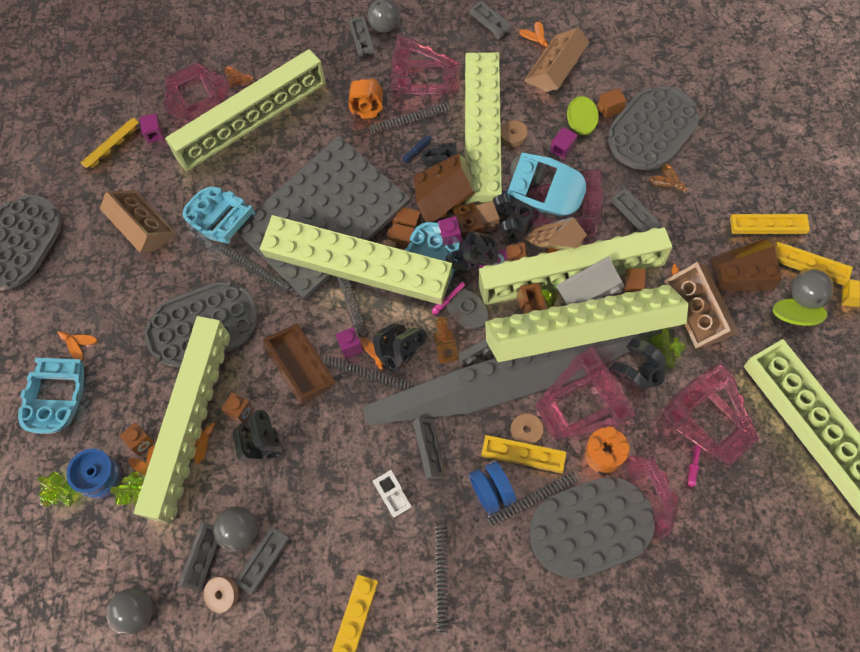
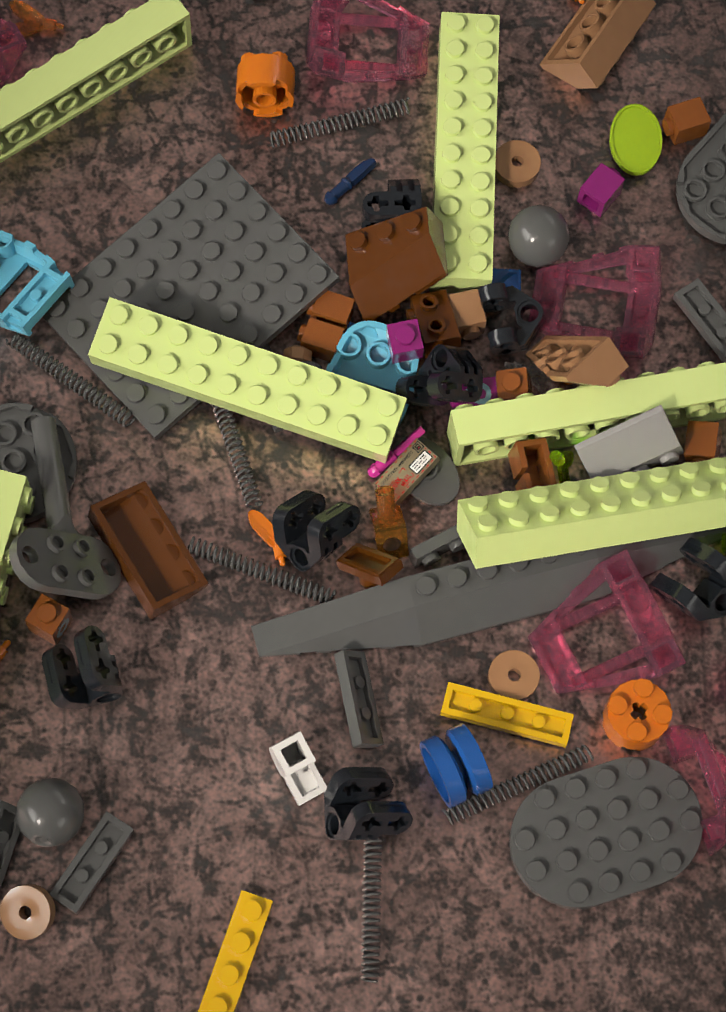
camera: 10 degrees left, 5 degrees up
(243, 369) = (60, 556): none -> dark grey piece
(349, 343) = (232, 519): magenta brick -> none
(427, 516) = (366, 820): none -> black piece
(433, 365) = (369, 565): none -> reddish brown tile
(456, 308) = (408, 470): none -> tile
(565, 190) = (597, 283): medium azure slope -> none

